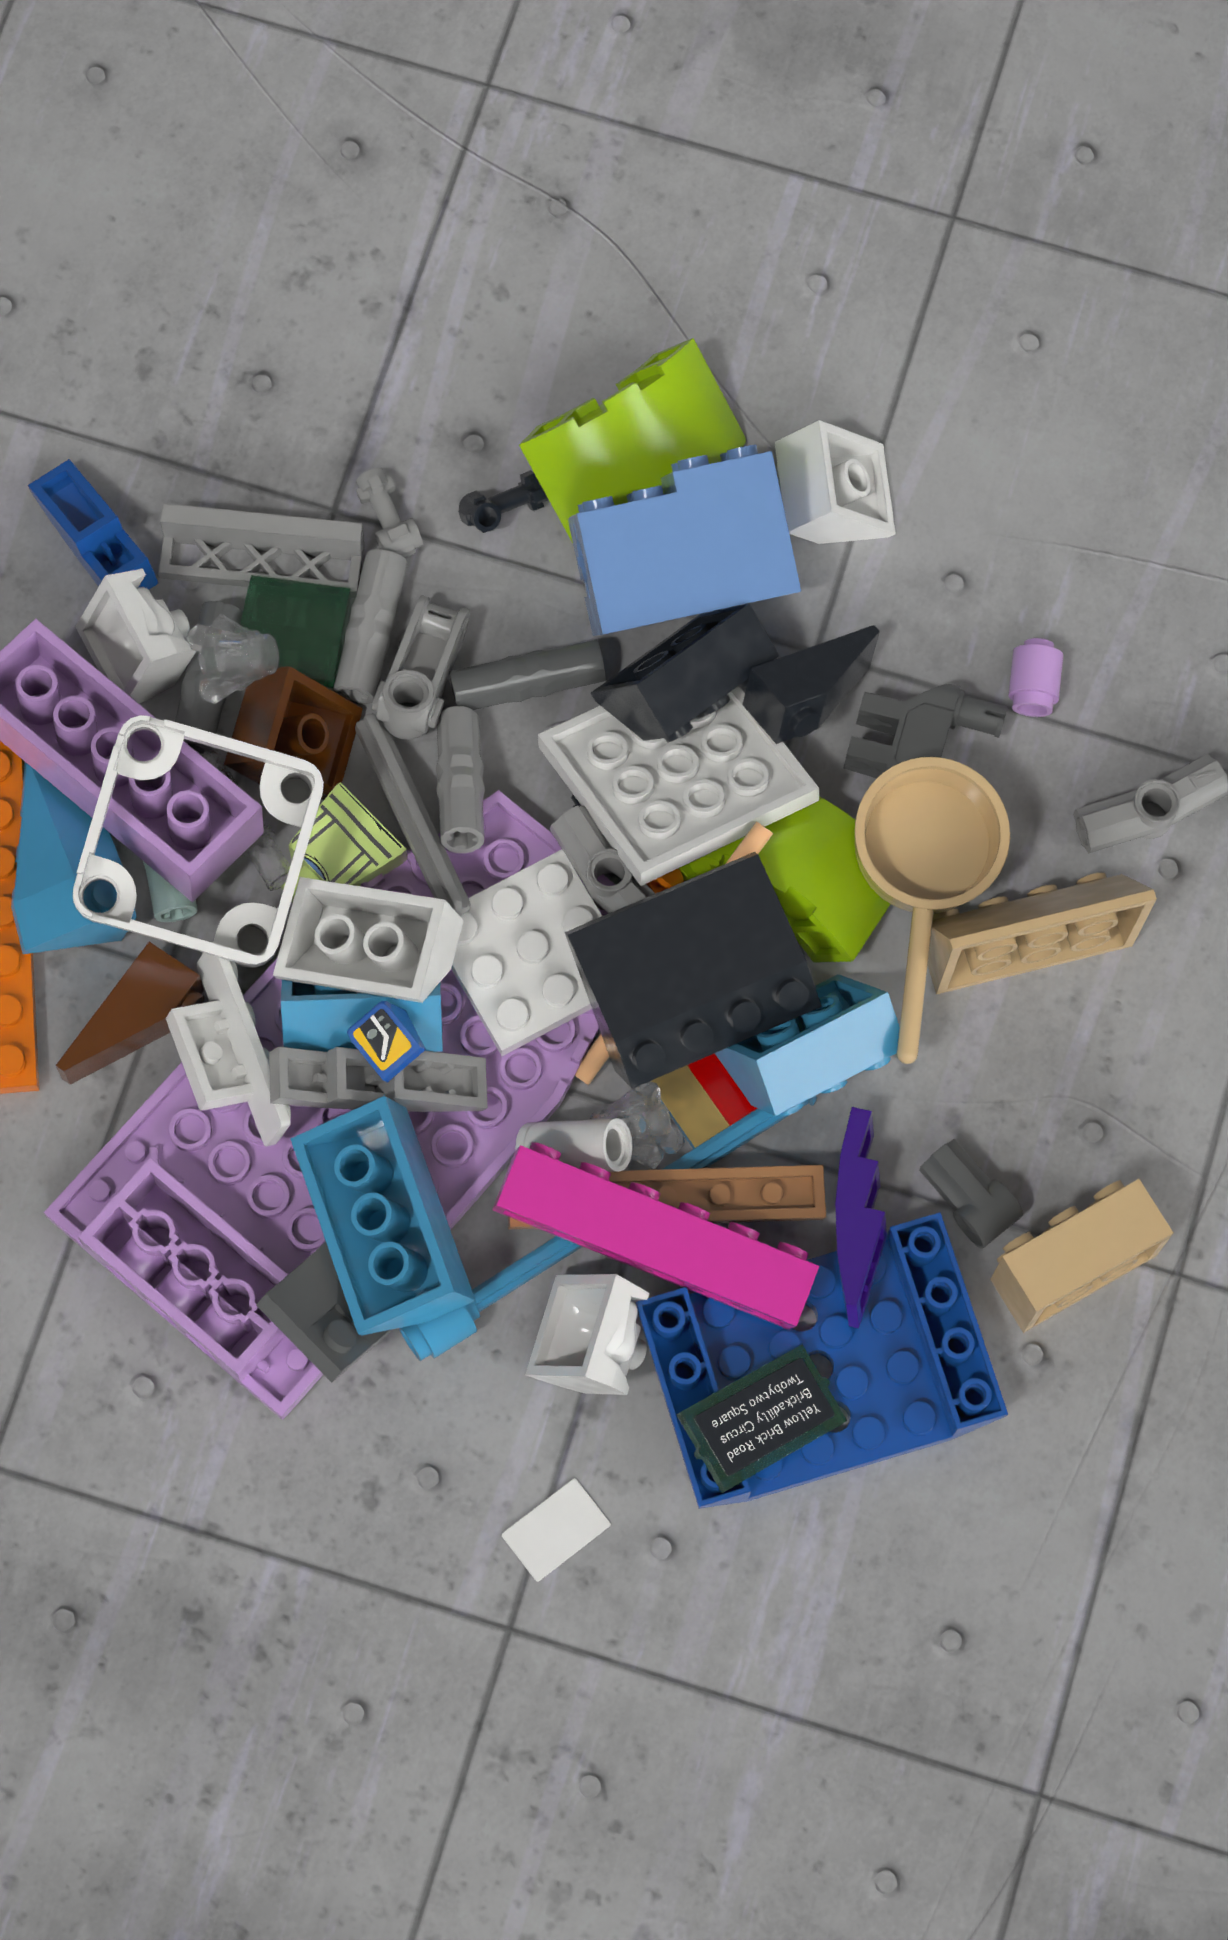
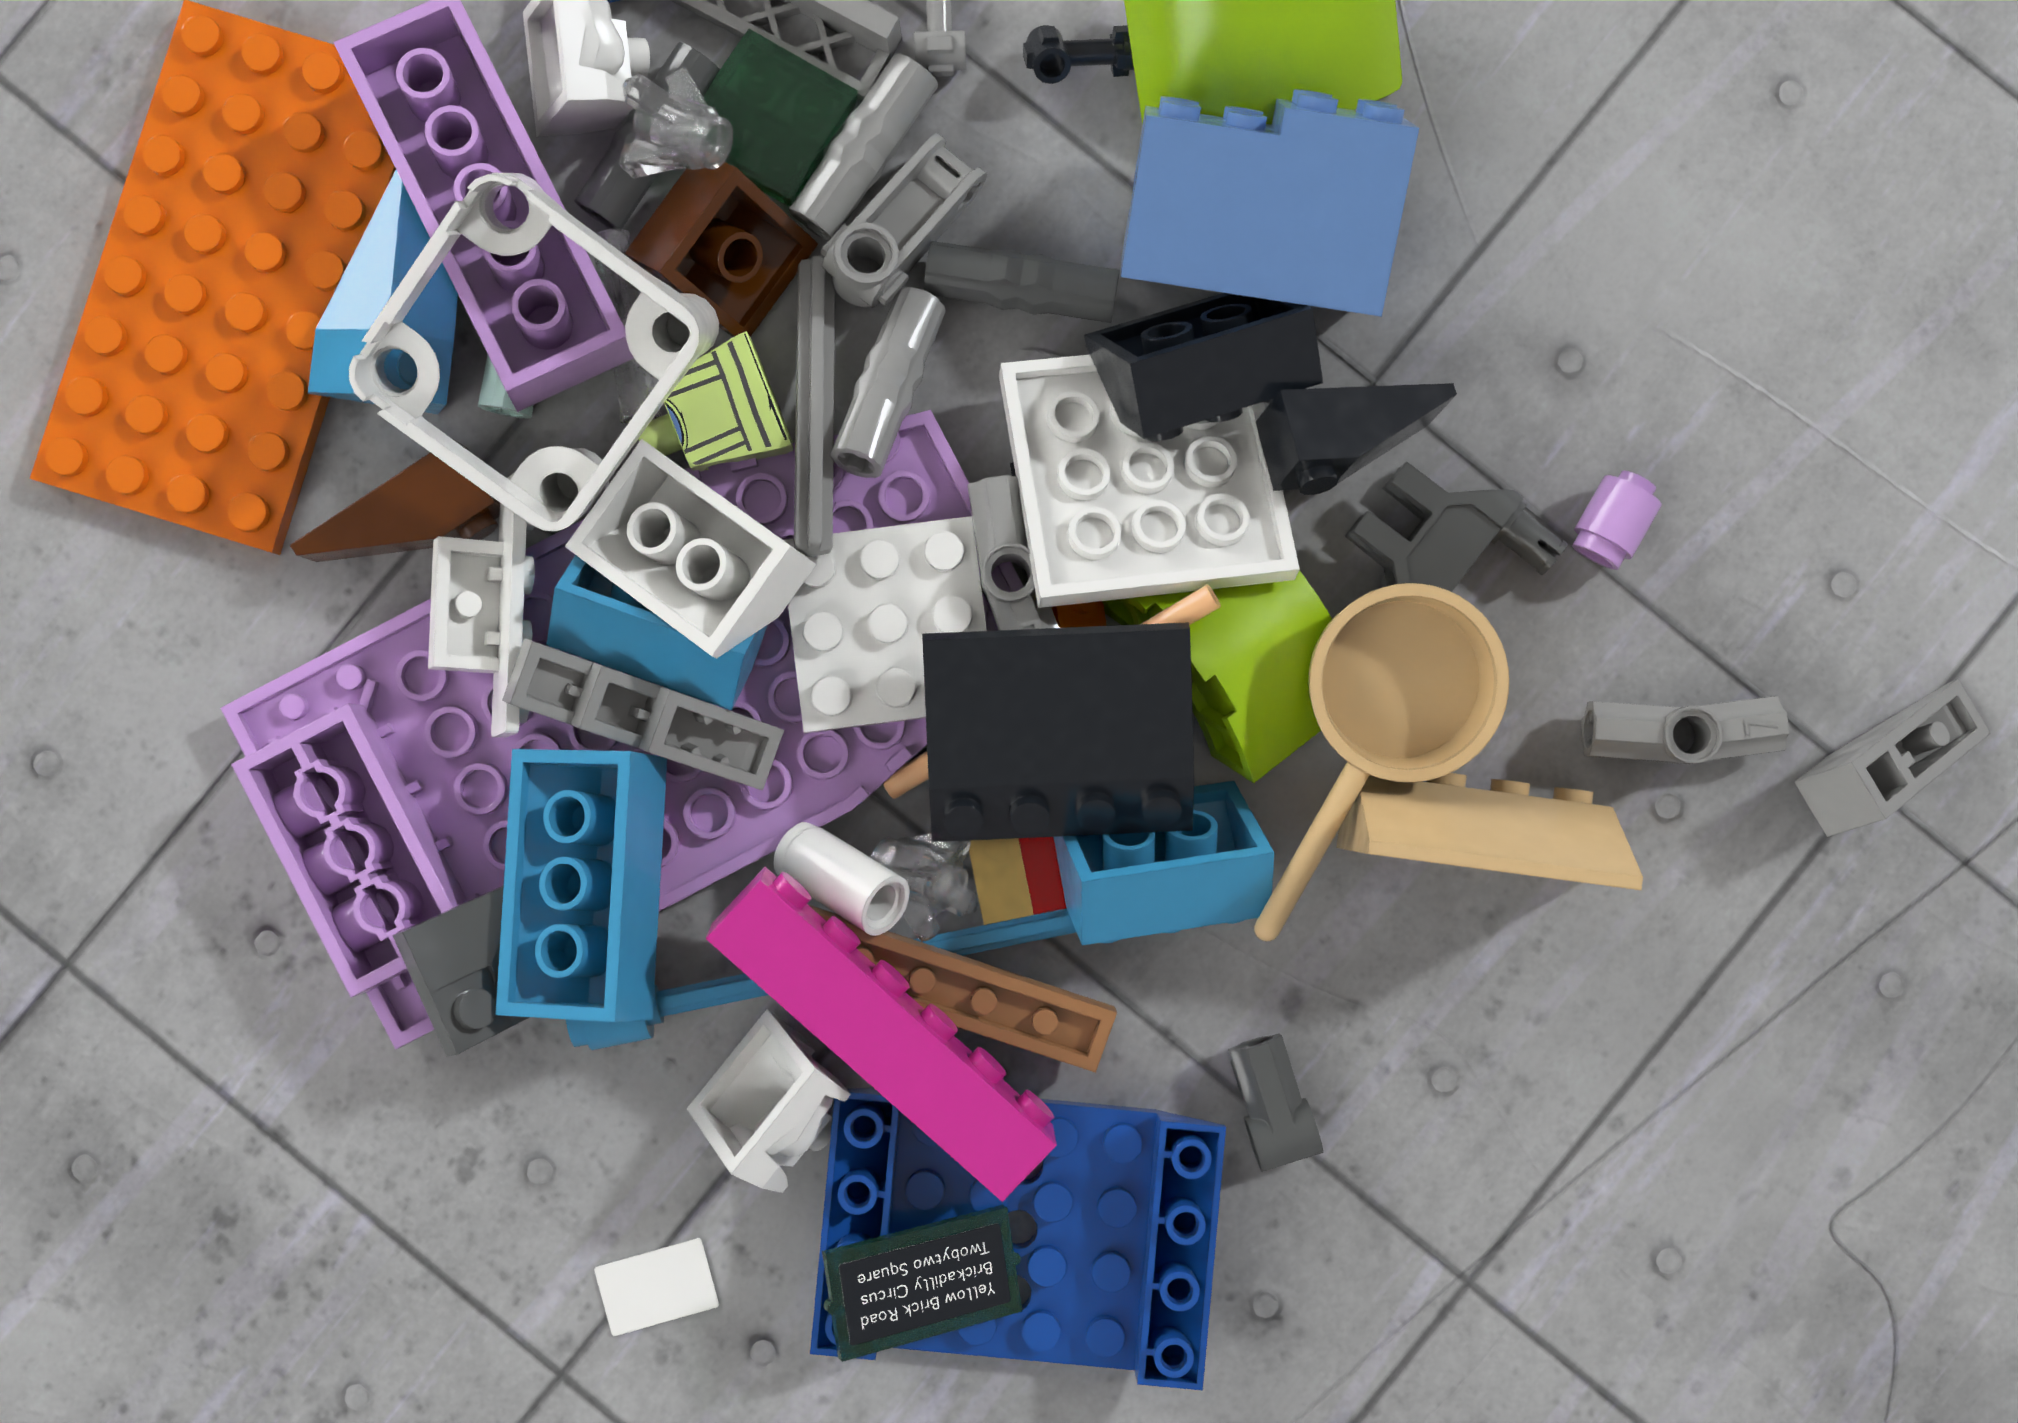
camera: 20 degrees right, 15 degrees up
(386, 1039) = (661, 683): slope -> none
(834, 485) = (1480, 185): white slope -> none
(859, 1226) = (1122, 1110): dark purple slope -> none
(1079, 1253) = (1367, 1237): tan brick -> none

